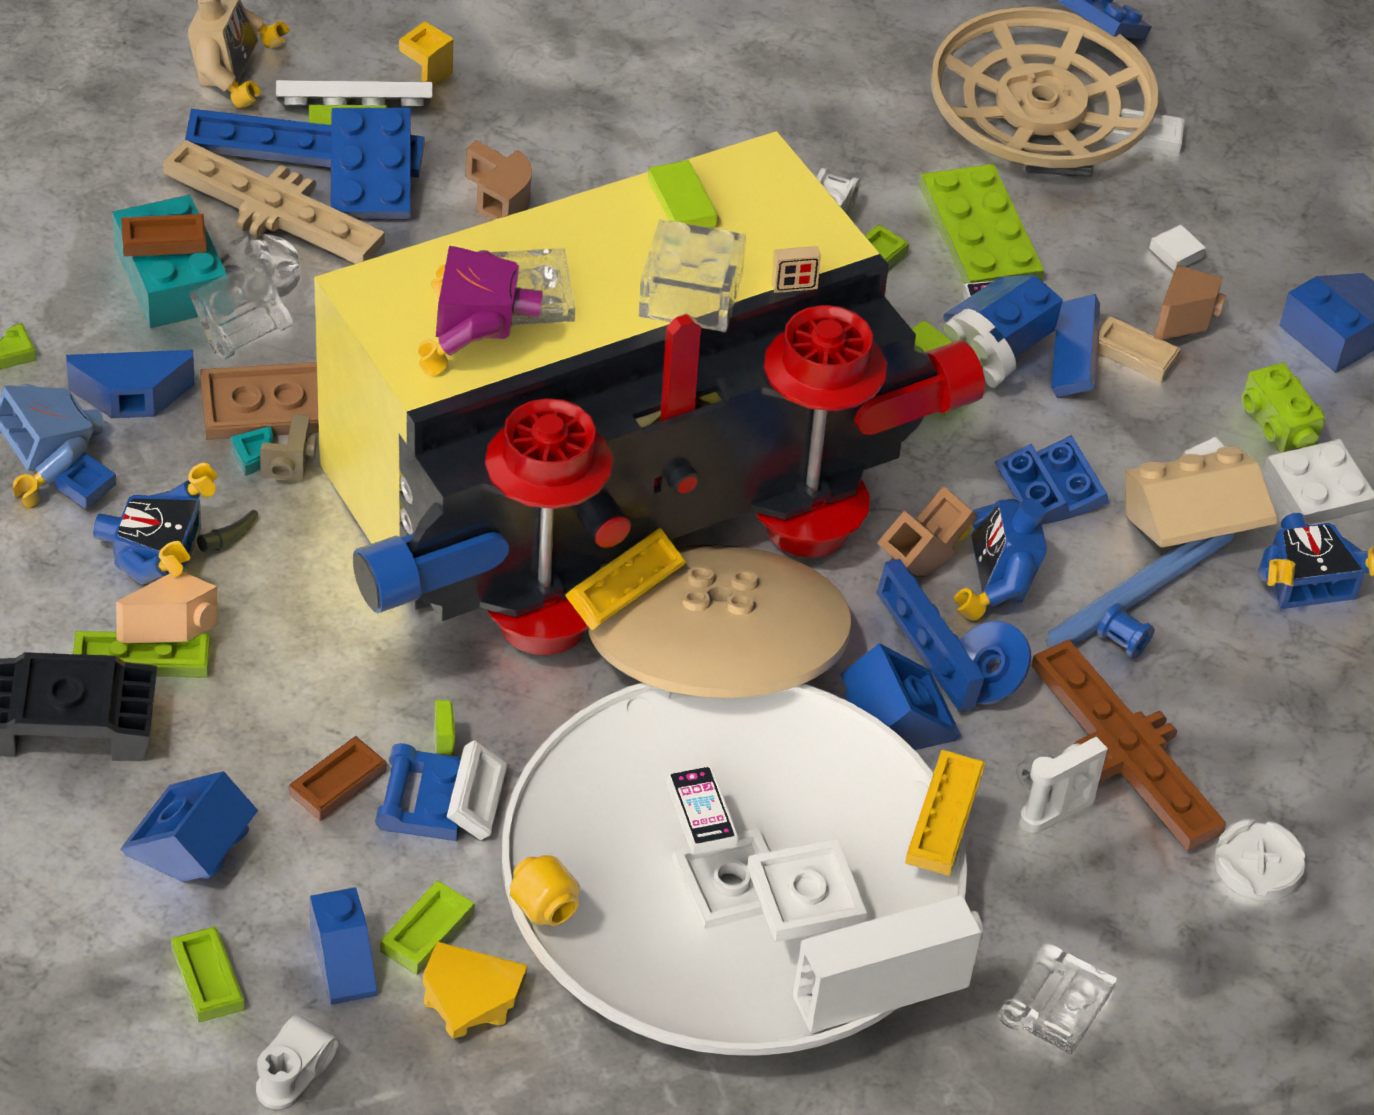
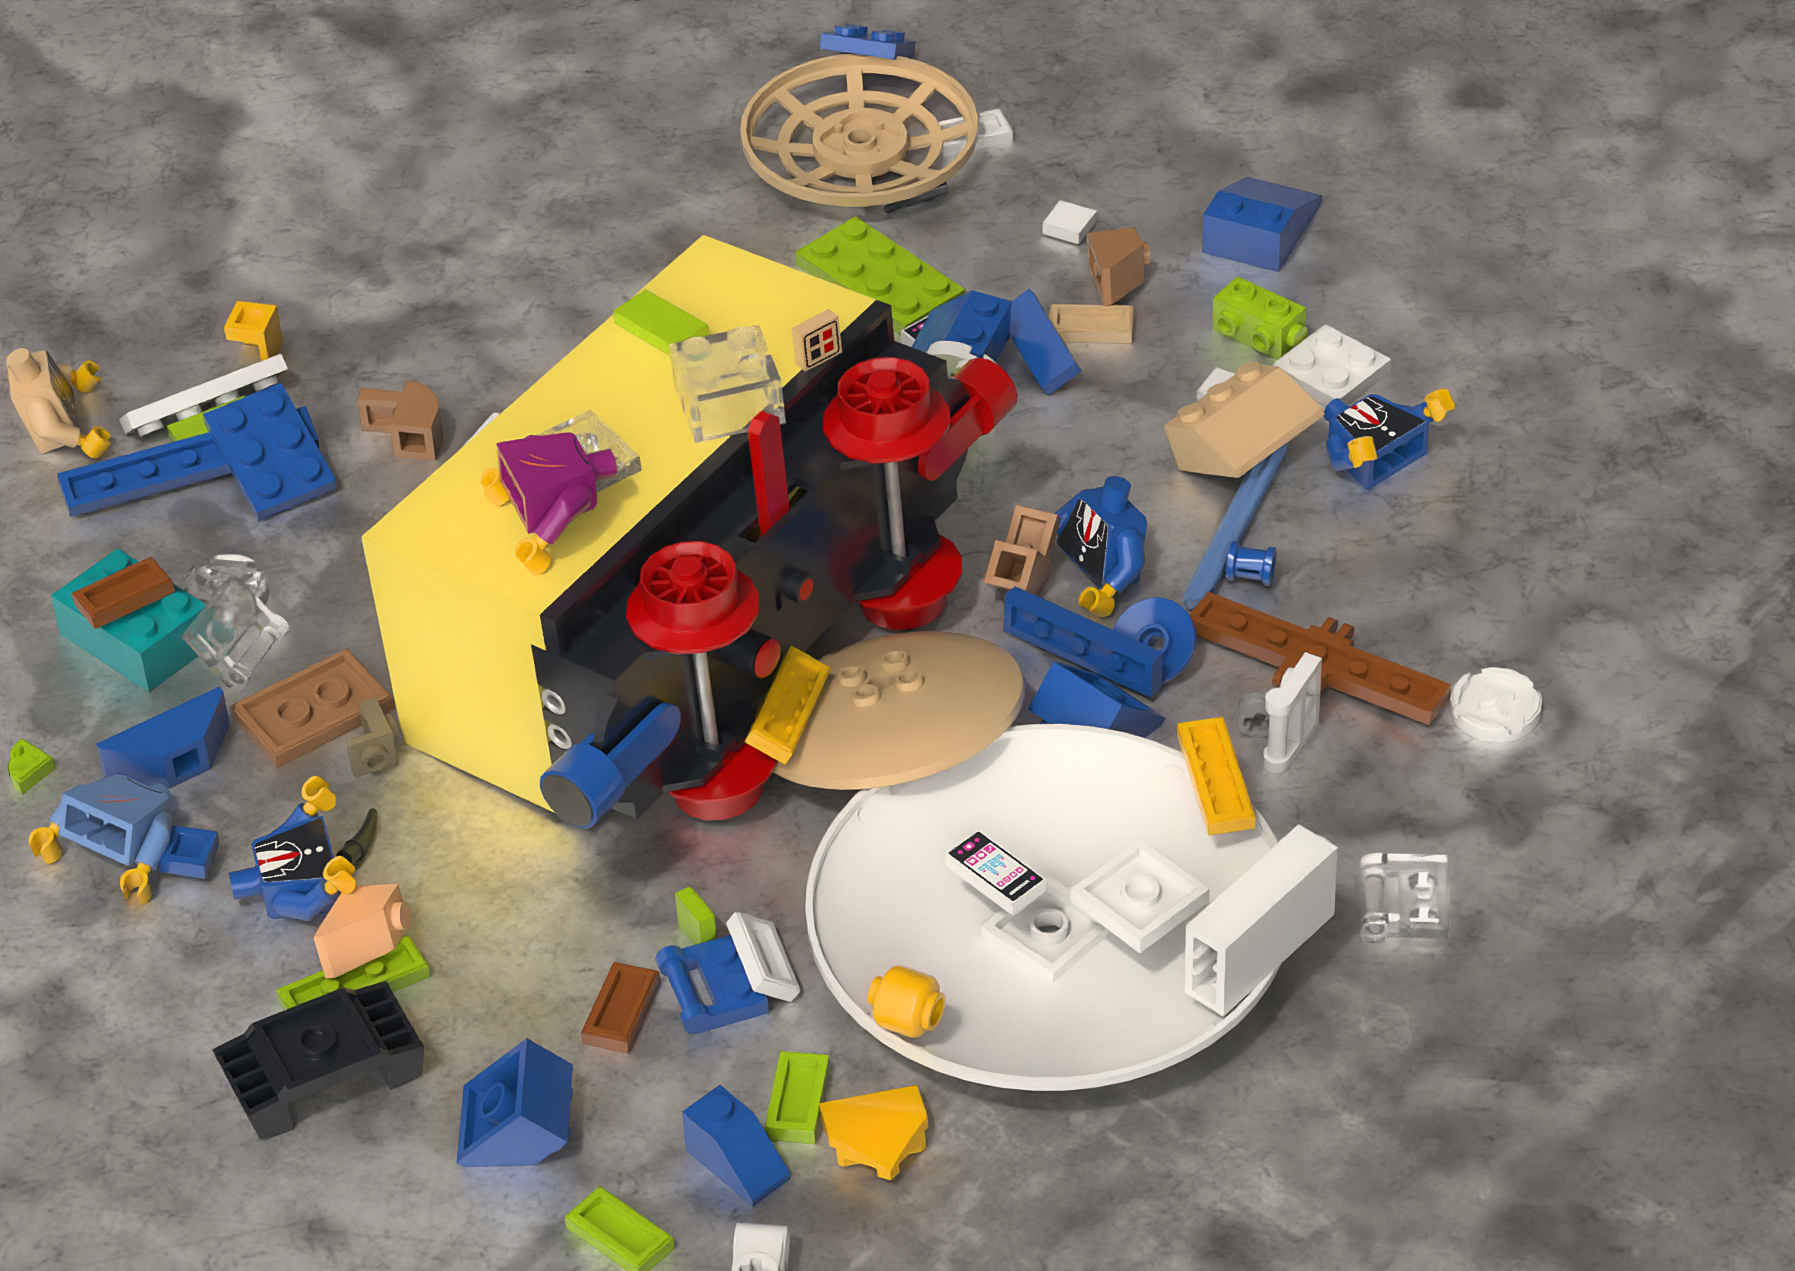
camera: 20 degrees left, 5 degrees down
(248, 447) = (329, 756): teal tile -> none
(274, 202) = (195, 527): tan hinge -> none
(1054, 477) = (1092, 458): blue slope -> none

